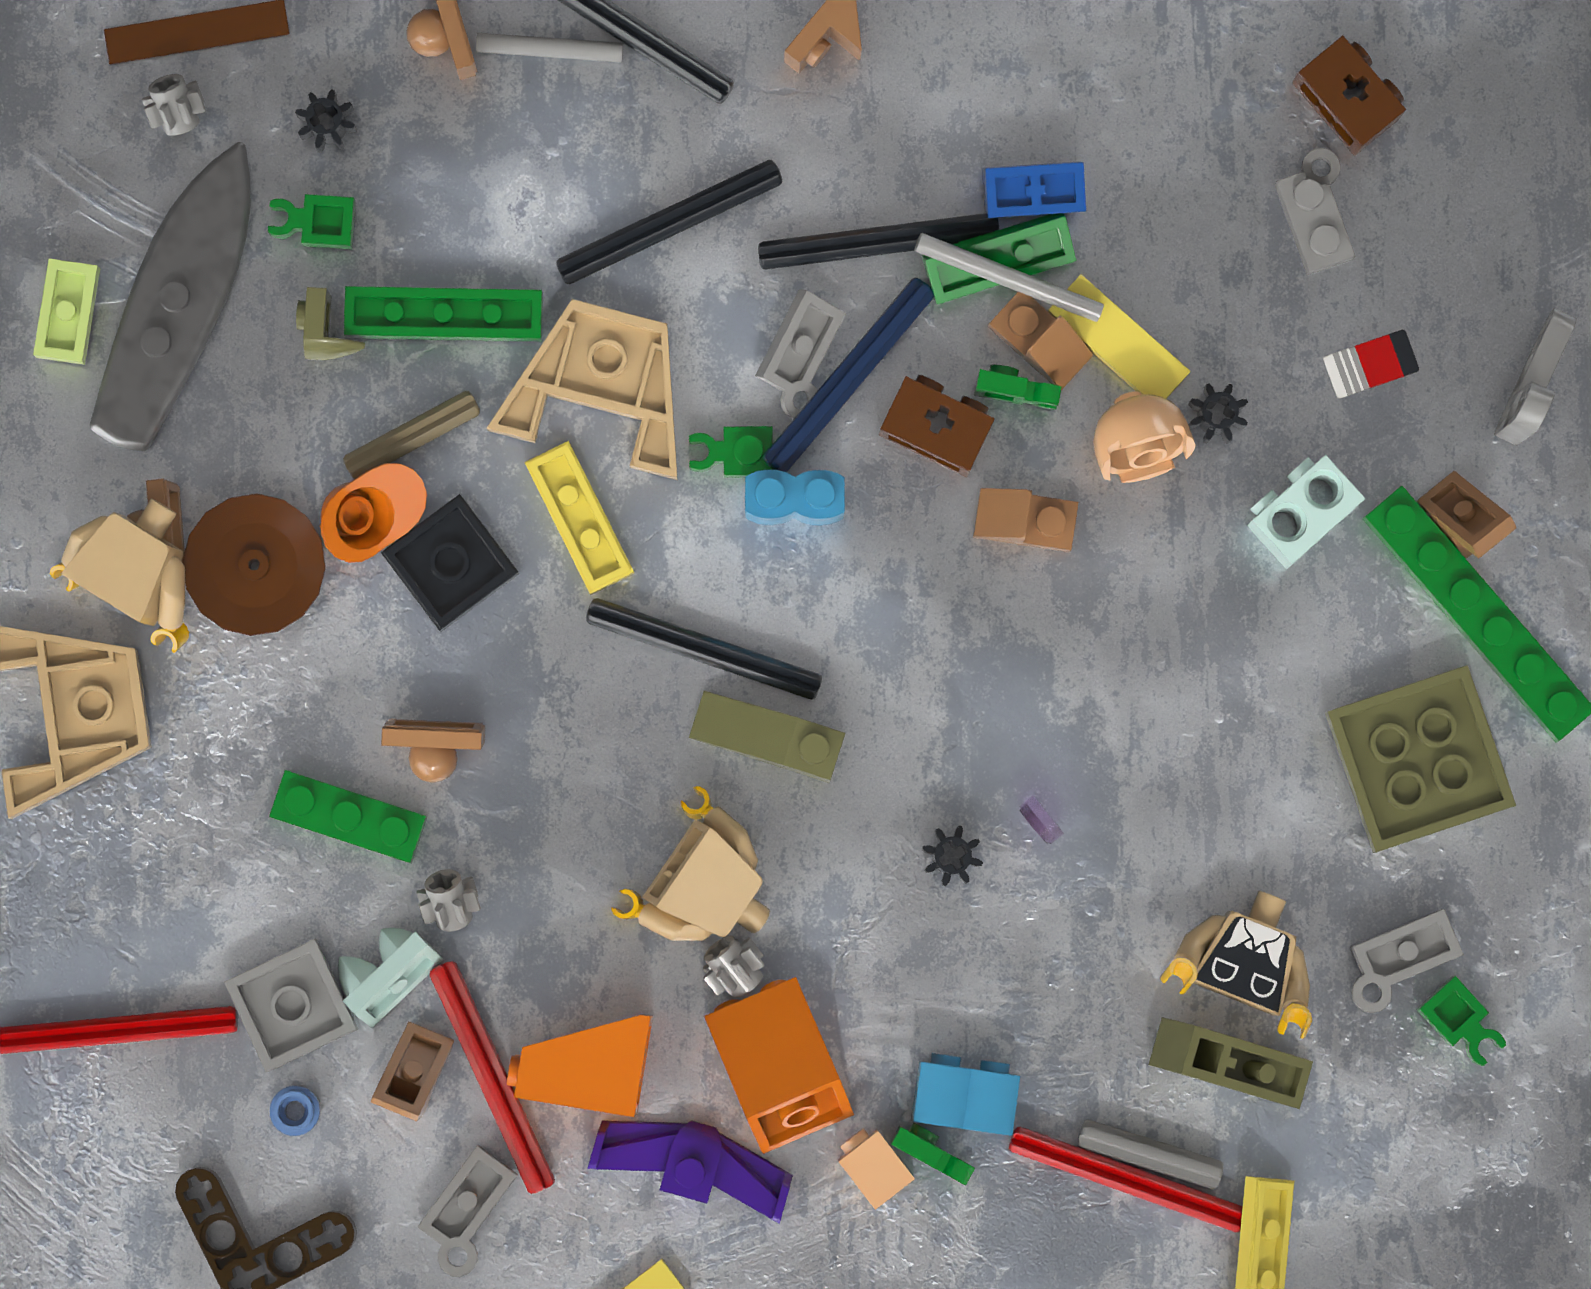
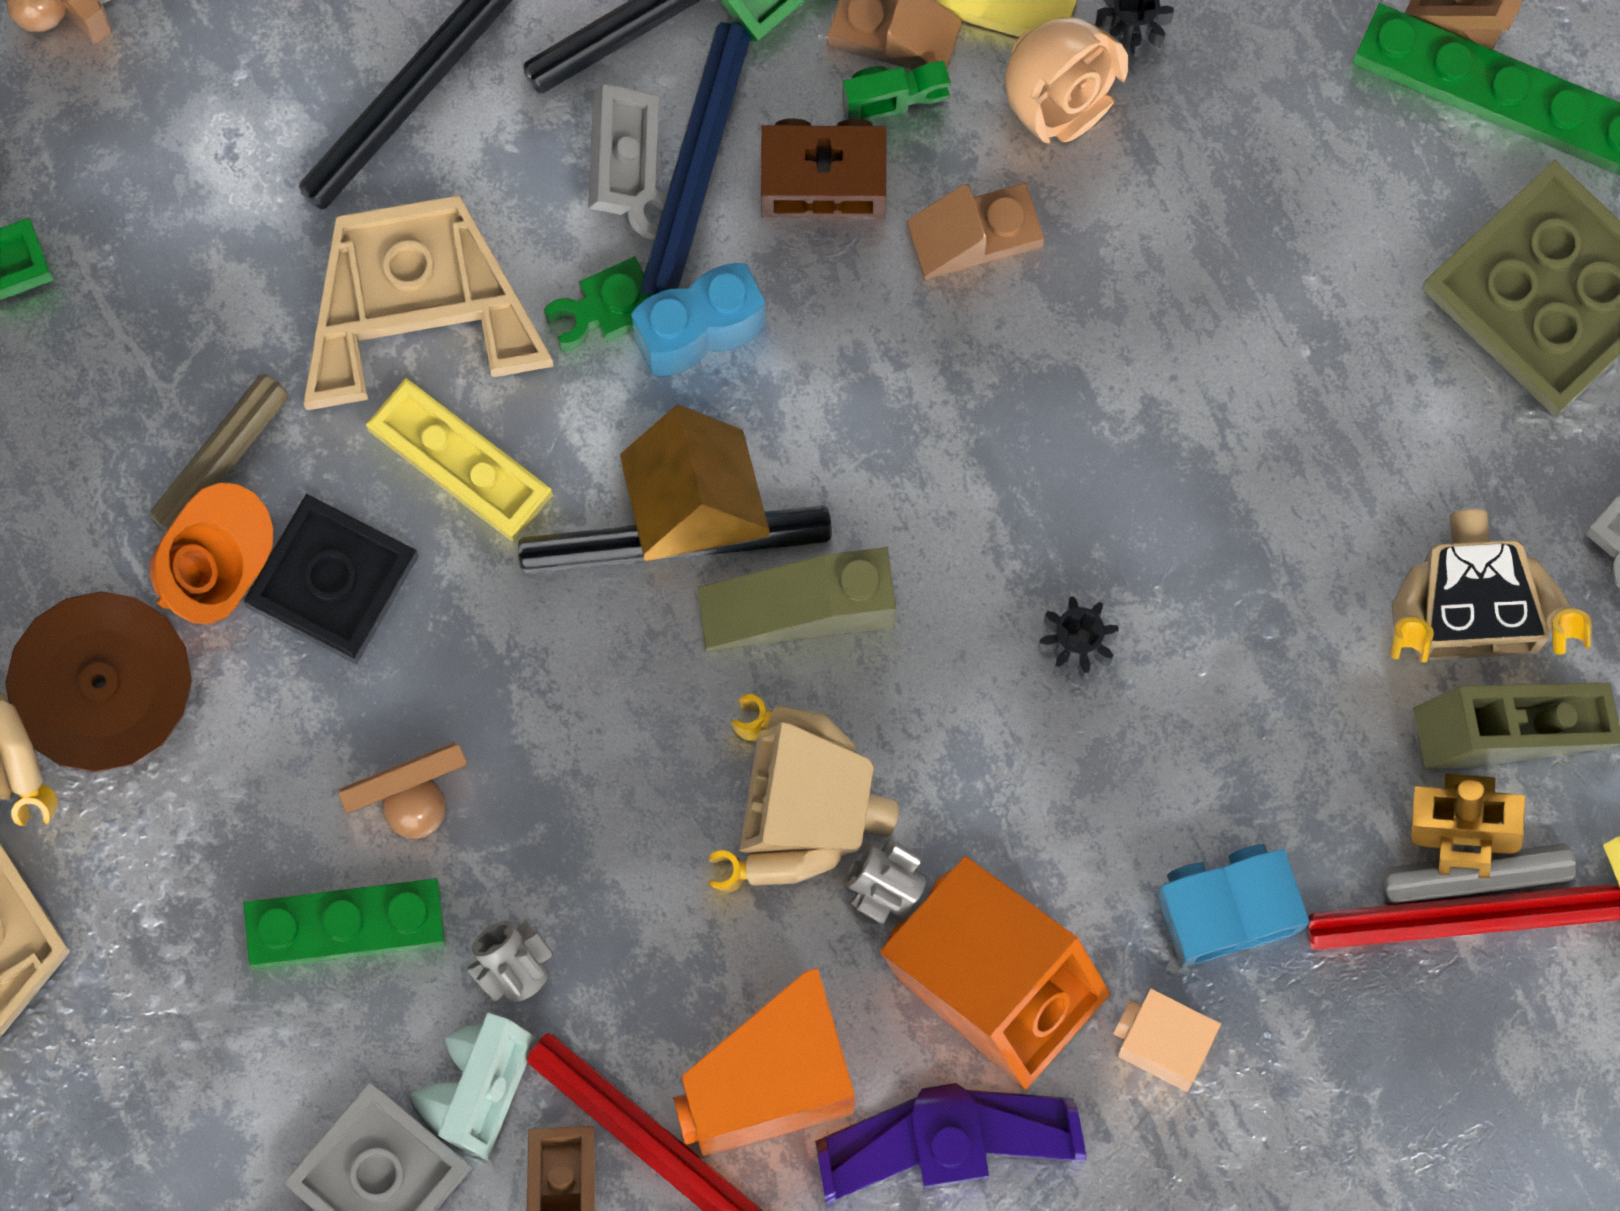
camera: 20 degrees left, 10 degrees down
(314, 319) = (44, 373): olive plate -> none
(443, 313) = (193, 301): green plate -> none
(732, 619) = (692, 485): none -> pearl gold slope
(921, 1145) = (1210, 989): green plate -> none
(1041, 820) = (1161, 551): clear purple tile -> none
(1158, 1115) = (1467, 815): none -> pearl gold piece
(1311, 518) = (1292, 79): light aqua brick -> none

